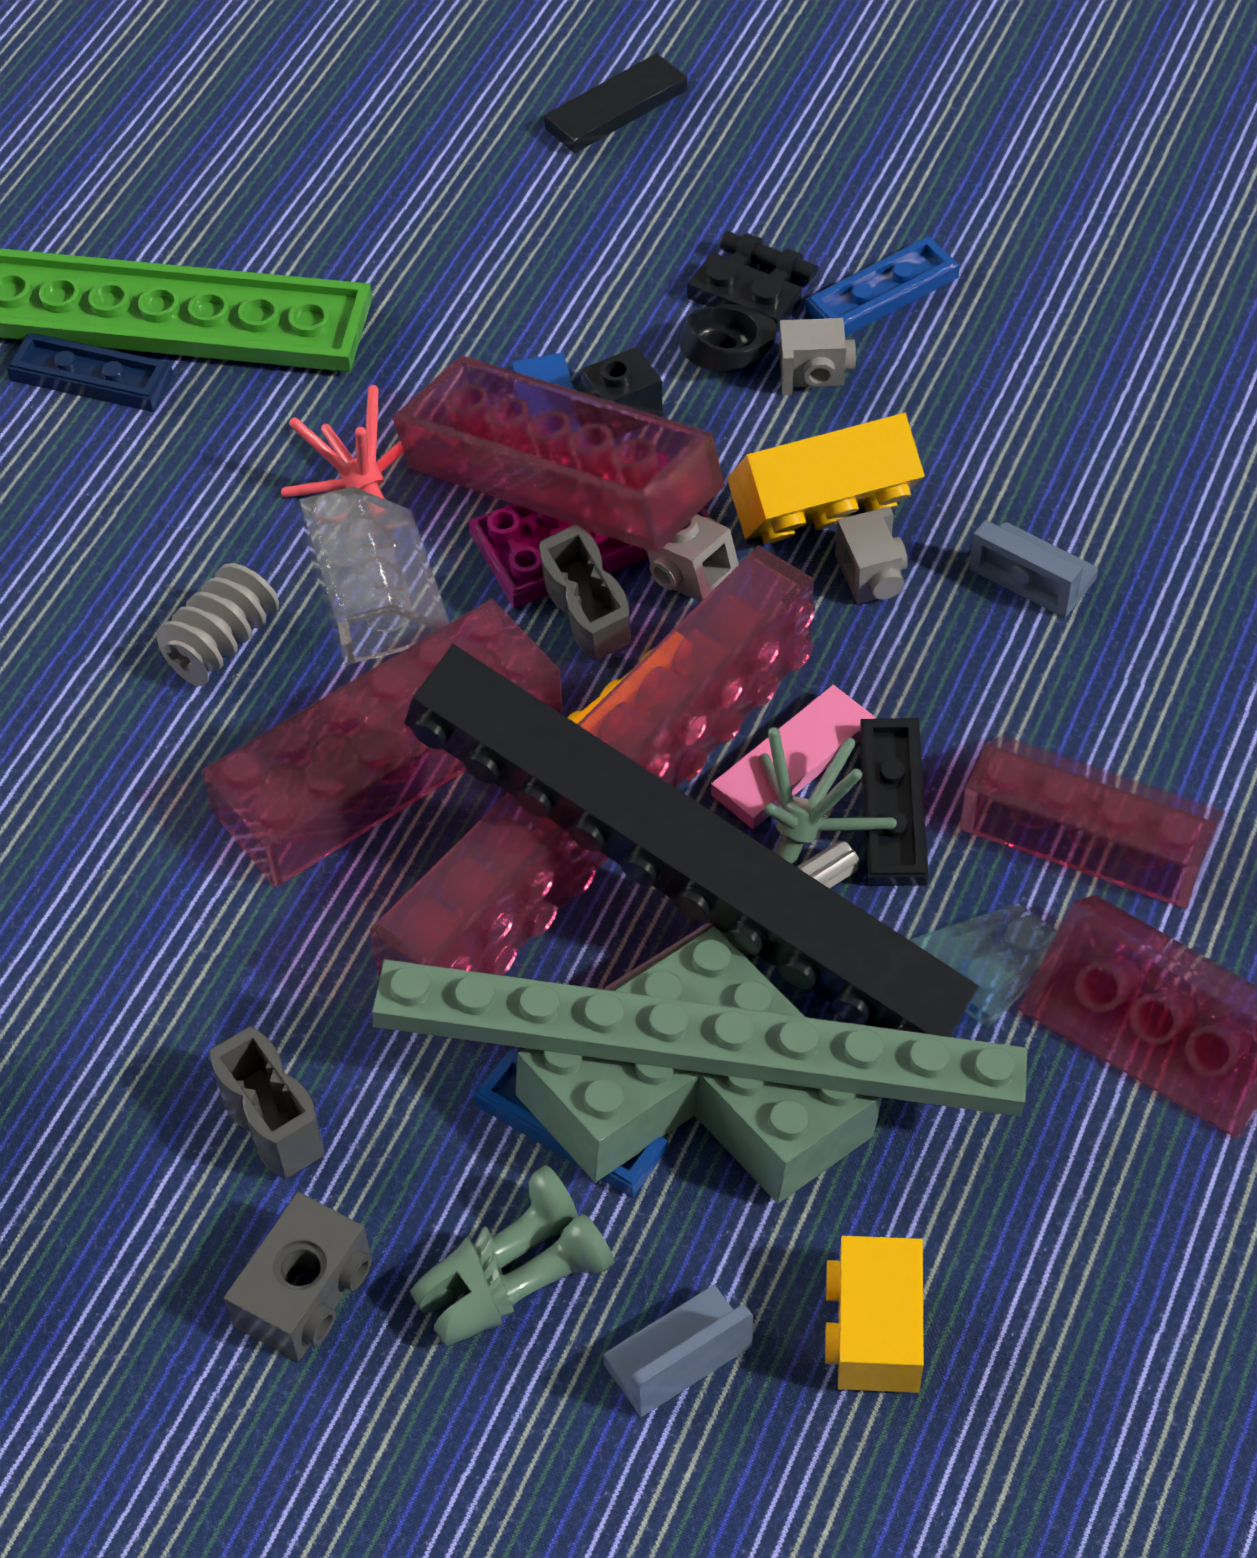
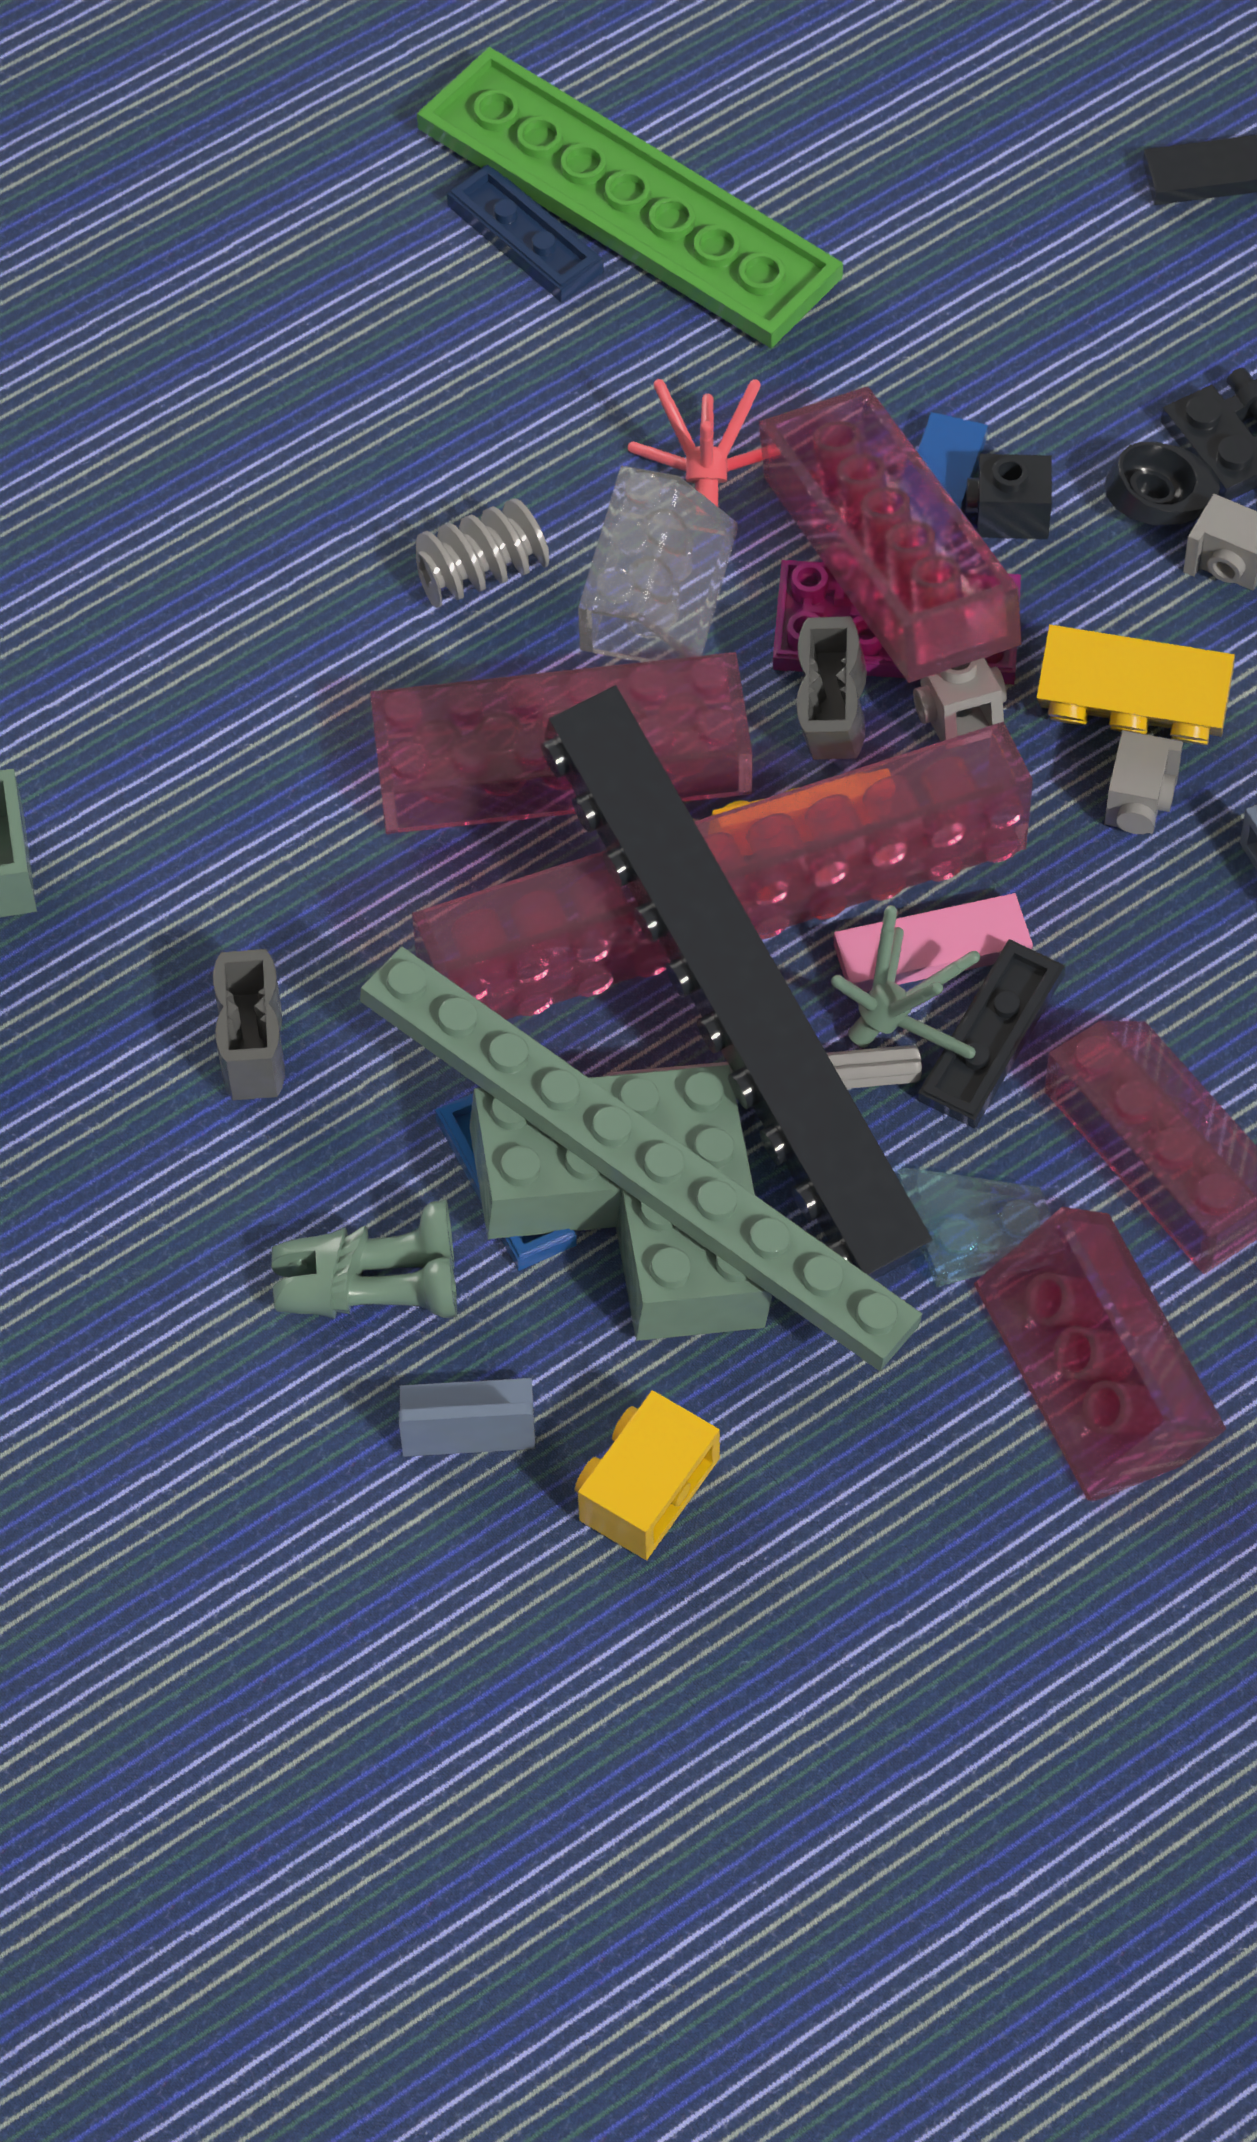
camera: 30 degrees right, 5 degrees up
(301, 1241) = (203, 1159): dark grey brick -> none

